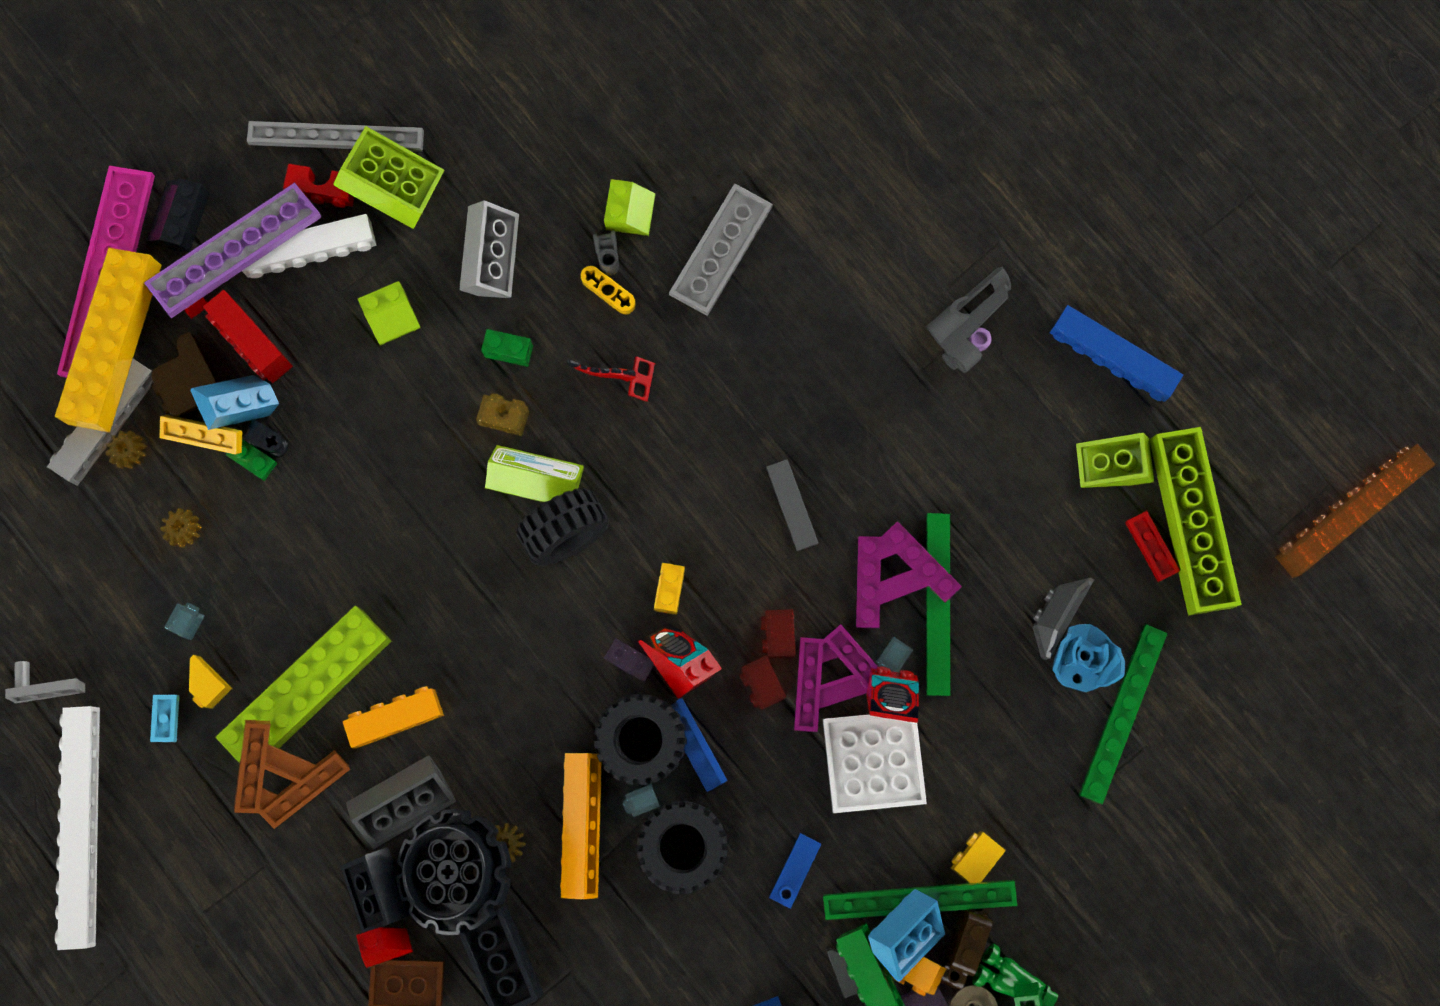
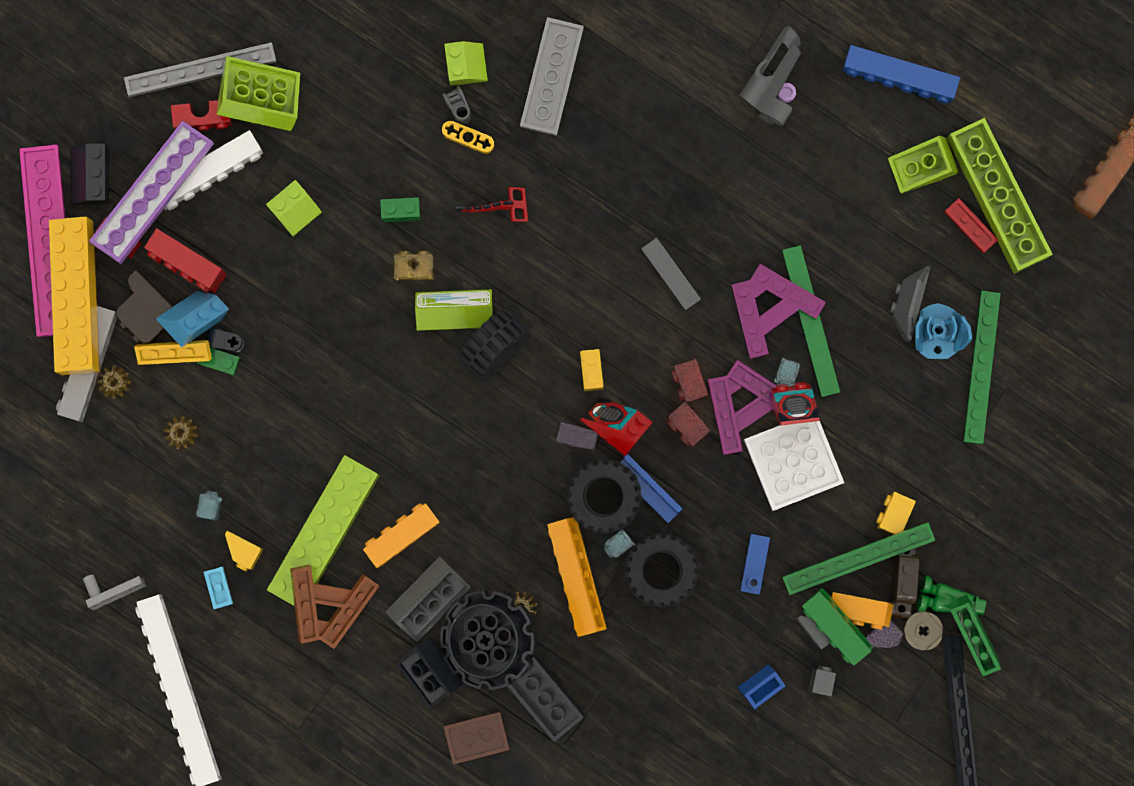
camera: 15 degrees left, 5 degrees up
(383, 945) = (449, 712): red slope -> none
(489, 250) = (360, 132): light grey slope -> none
(907, 934) = (856, 585): dark azure slope -> none

